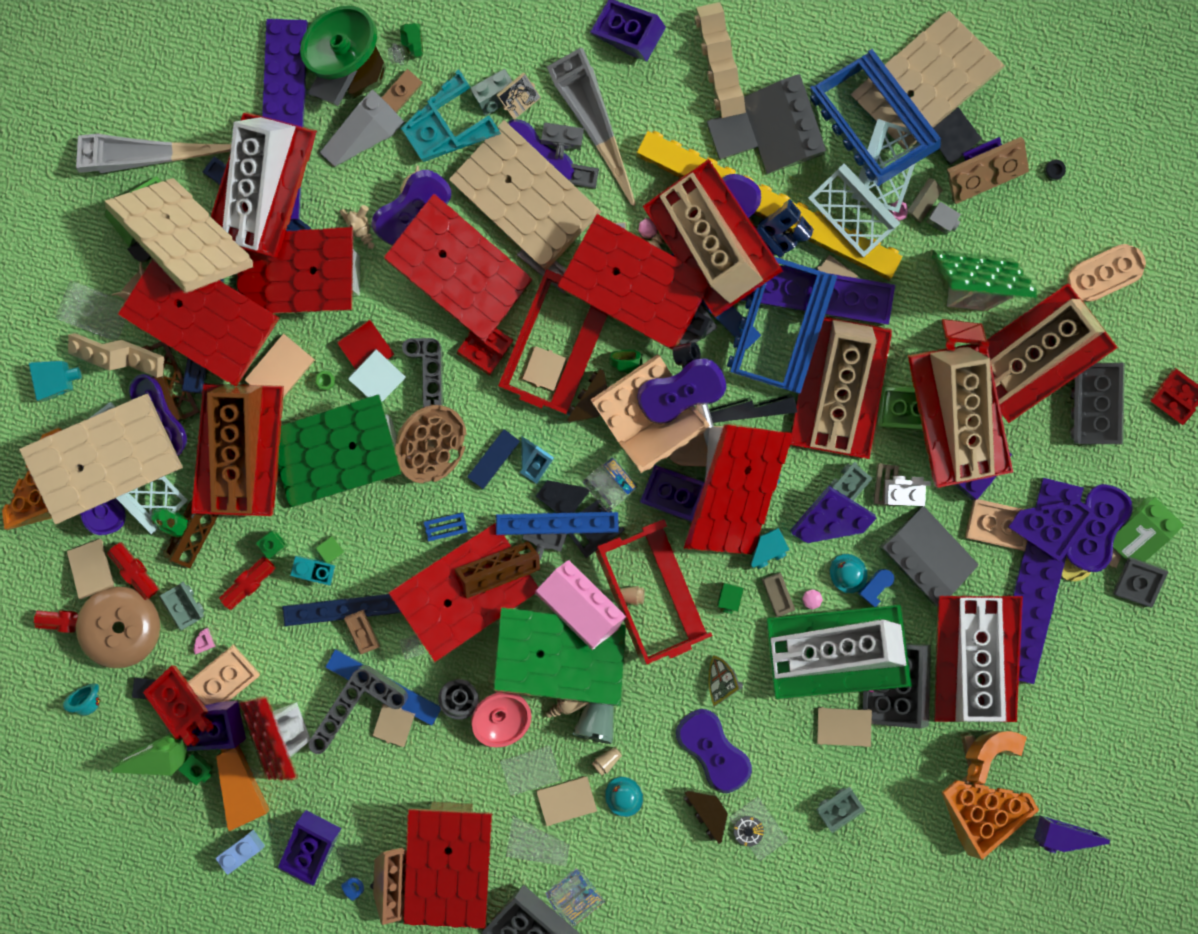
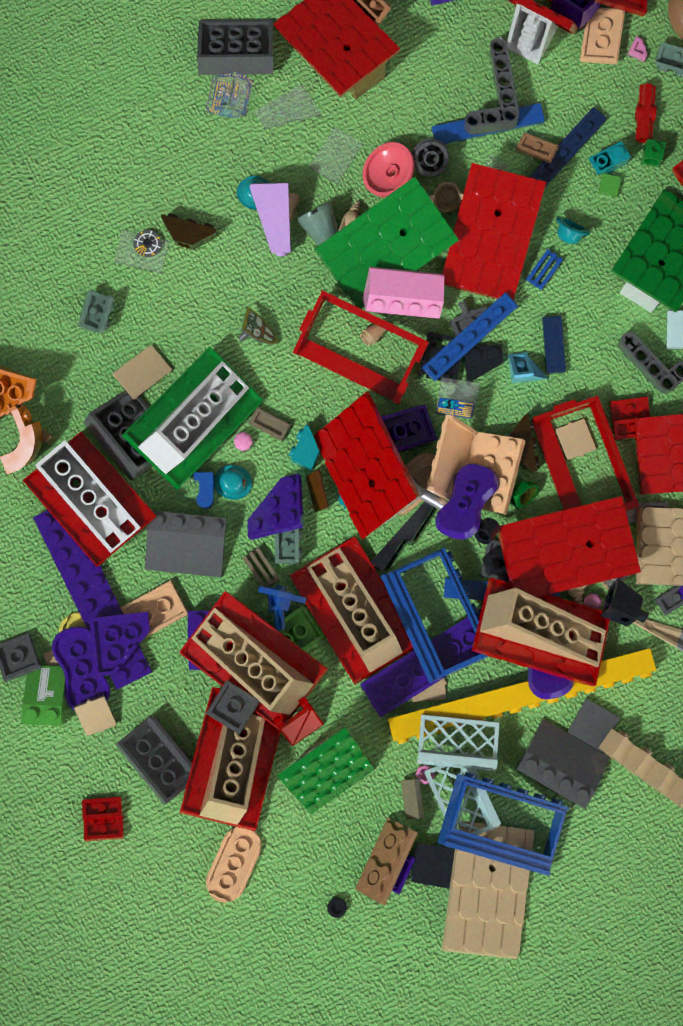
camera: 135 degrees right, 5 degrees down
(394, 725) = (457, 104): tan piece -> none
(397, 539) = (570, 231): none -> teal hat
(425, 459) = (597, 302): medium nougat brick -> none
(473, 655) = (447, 197): none -> tan hair
(500, 572) = (480, 266): reddish brown fence -> none
(566, 801) = (292, 156): tan piece -> none
(625, 767) = (273, 210): none -> lavender slope
(627, 203) = (623, 605): none -> black torso
(723, 763) = (234, 280): dark purple plate -> none
(730, 598) = (302, 391): green brick -> none
(775, 233) = (501, 677): dark blue hips -> none
(788, 506) = (317, 491): none -> reddish brown slope
(897, 443) = (279, 602): none -> blue piece
(905, 491) = (242, 574): white bracket -> none
(944, 218) = (386, 797): light grey brick -> none
(1010, 391) = (233, 707): none -> dark grey tile
(1117, 481) = (95, 715): none -> tan piece

